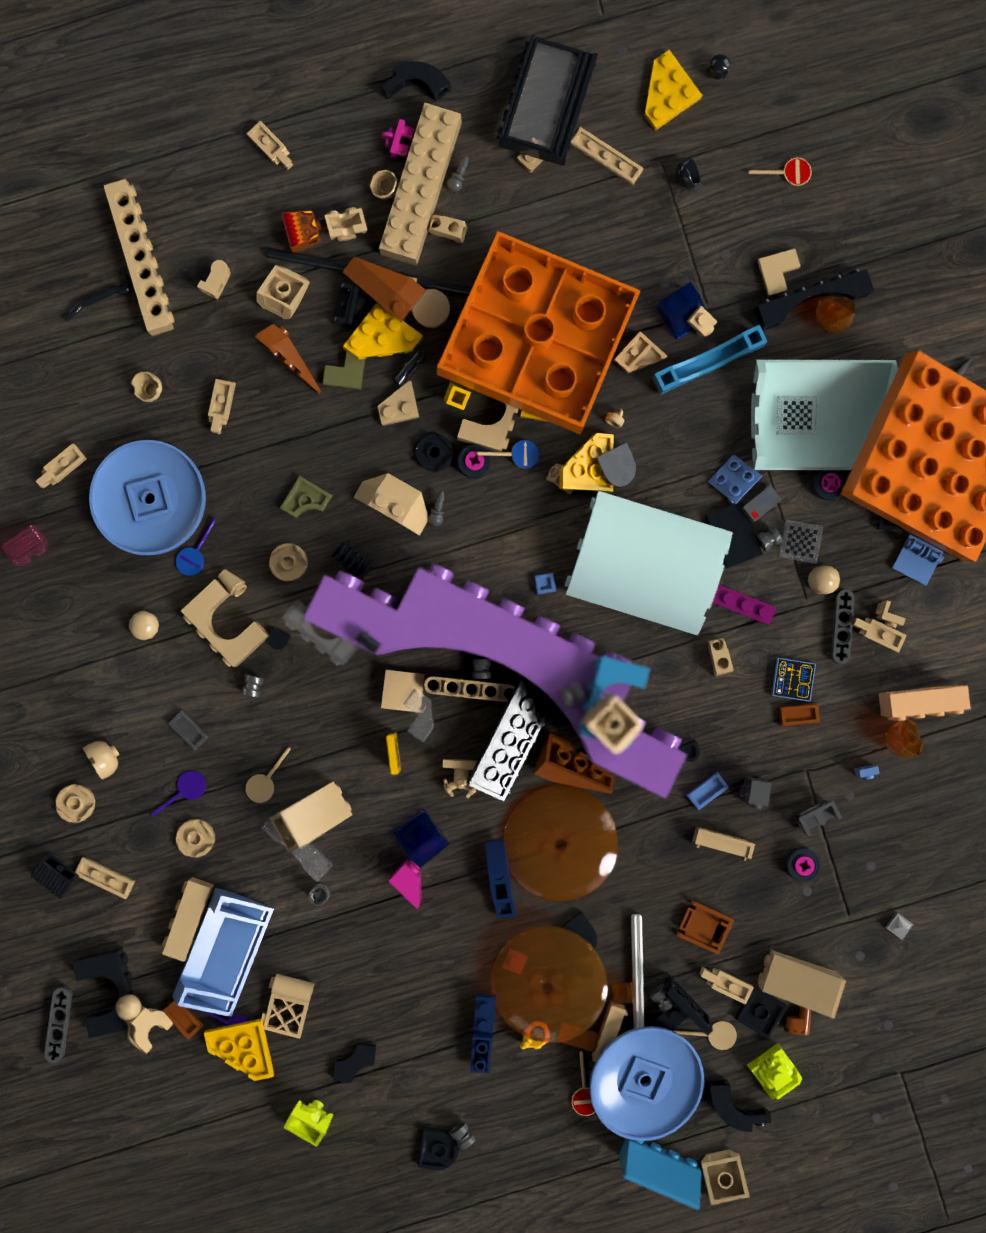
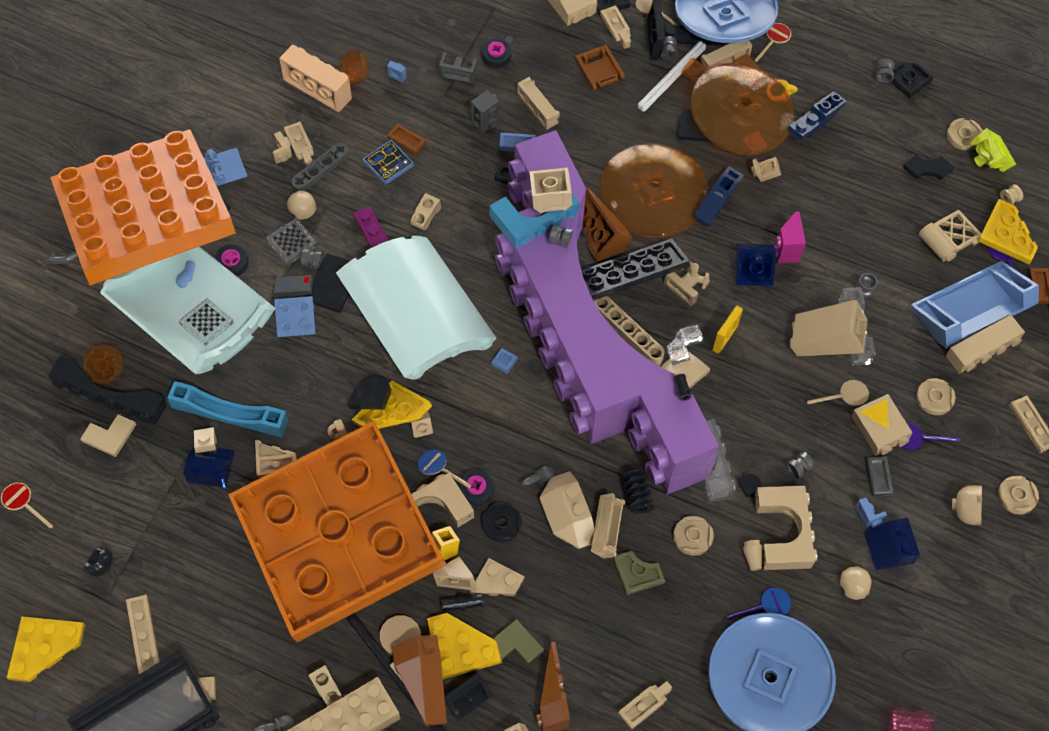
camera: 140 degrees left, 25 degrees down
(137, 677) = (892, 544): none -> clear blue slope
(174, 688) = (867, 514): none -> medium blue bracket
(215, 773) = (881, 425): none -> tan brick
(265, 1090) = (1012, 194): none -> tan wheel
(349, 1126) = (962, 133): none -> tan tile
(353, 512) = (607, 526): none -> tan container
(427, 383) = (455, 575): none -> tan slope
(483, 940) = (766, 169): none -> tan bracket
(848, 437) = (187, 275): none -> medium blue arm

